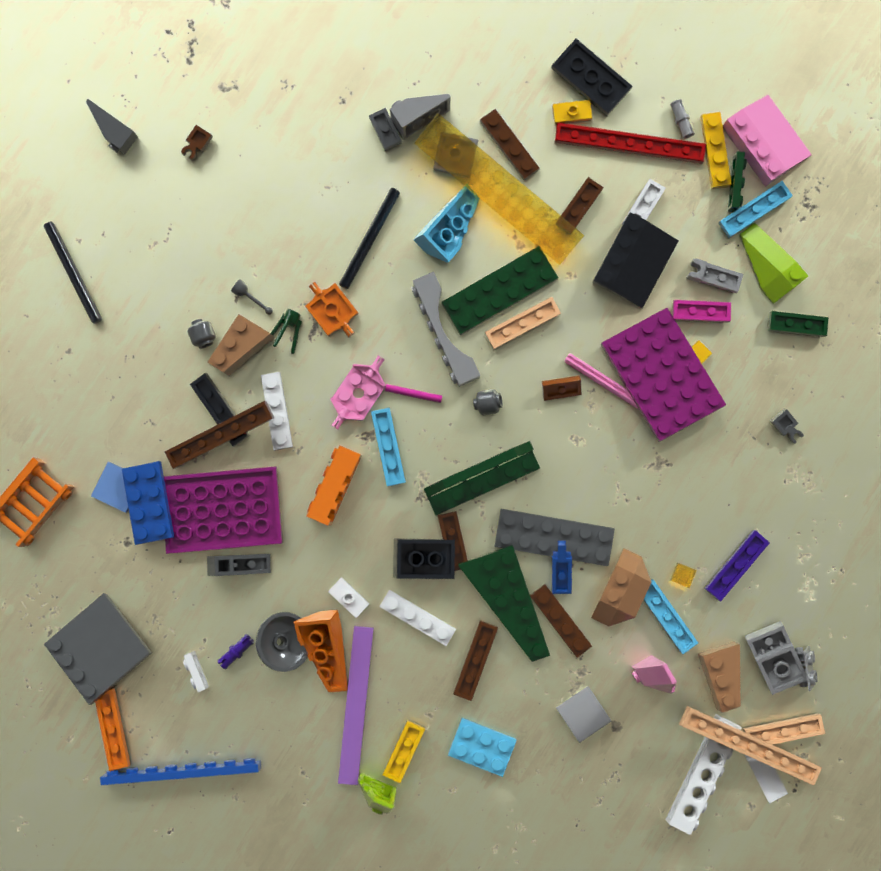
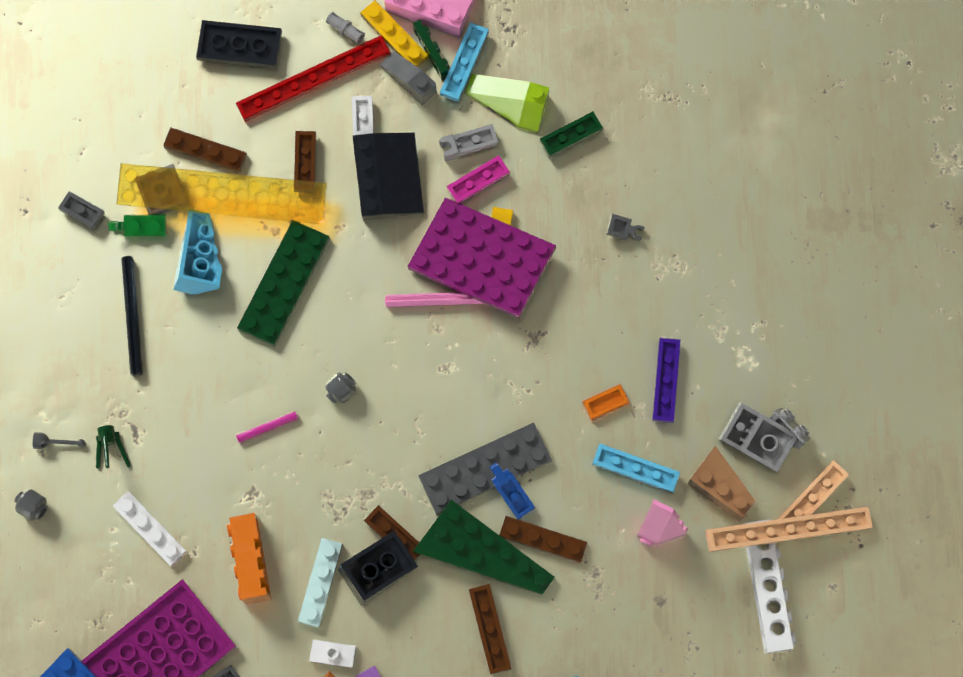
camera: 30 degrees left, 10 degrees down
(215, 403) = (94, 563): black plate -> none
(219, 434) = (109, 585): reddish brown plate -> none
(239, 345) = (73, 491): medium nougat wedge -> none
(331, 309) = (139, 402): orange plate -> none
(363, 377) = (210, 443): bright pink plate -> none
(374, 538) = (320, 582): none -> light aqua plate
(388, 447) = (276, 490): medium azure plate -> none
(417, 112) = (101, 175): light grey slope -> none
(417, 617) = (409, 628): white plate -> none
(422, 171) = (141, 225): none -> green plate
(429, 293) = (293, 371): light grey arch -> none
(484, 482) = (387, 462): dark green plate -> none
(522, 323) = (324, 297): light nougat plate -> none
(561, 388) = (399, 330): dark orange plate -> none
(572, 112) = (242, 85): yellow plate -> none
(583, 714) = (622, 609): light grey slope -> none
(623, 591) = (580, 473): medium nougat wedge -> none
(679, 550) = (605, 402): none -> orange tile
(683, 575) = (625, 422): clear yellow plate -> none
(704, 192) = (409, 77): none -> dark grey slope
(767, 779) = (827, 551): white sticker -> none

